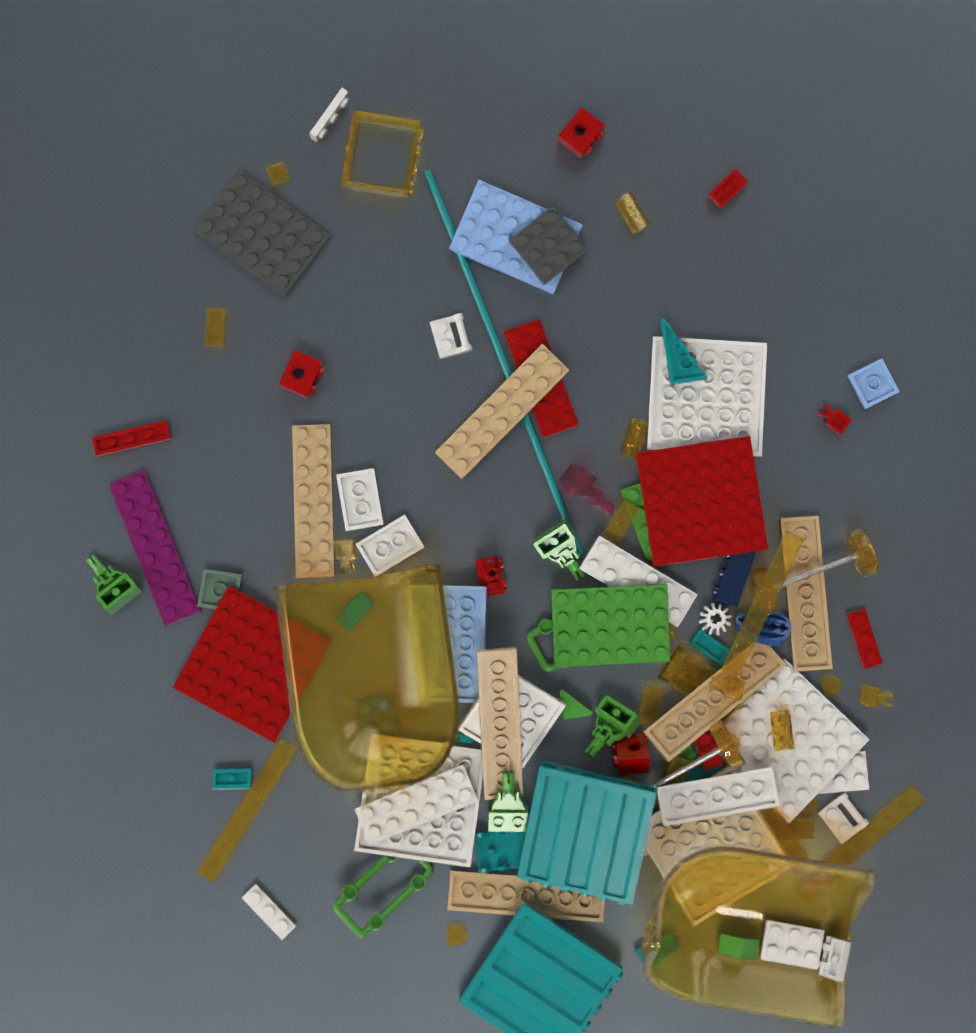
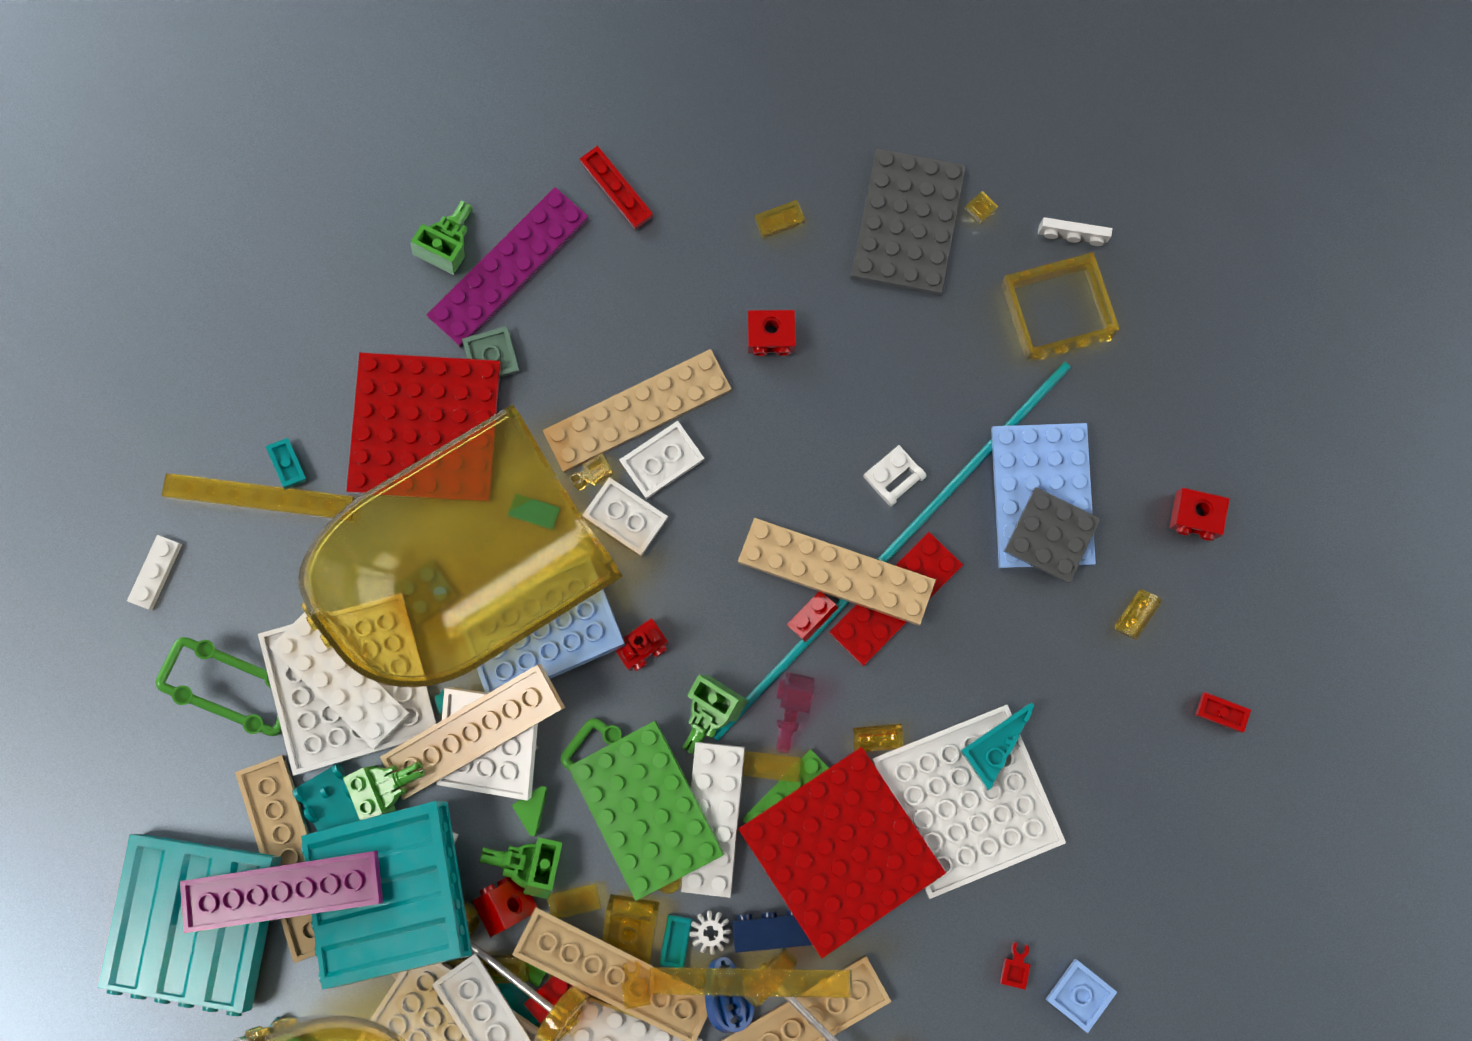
camera: 65 degrees right, 5 degrees down
(456, 935) = (212, 796): clear yellow tile -> none
(526, 444) = (812, 616): none -> plate
(552, 904) = (281, 892): none -> plate

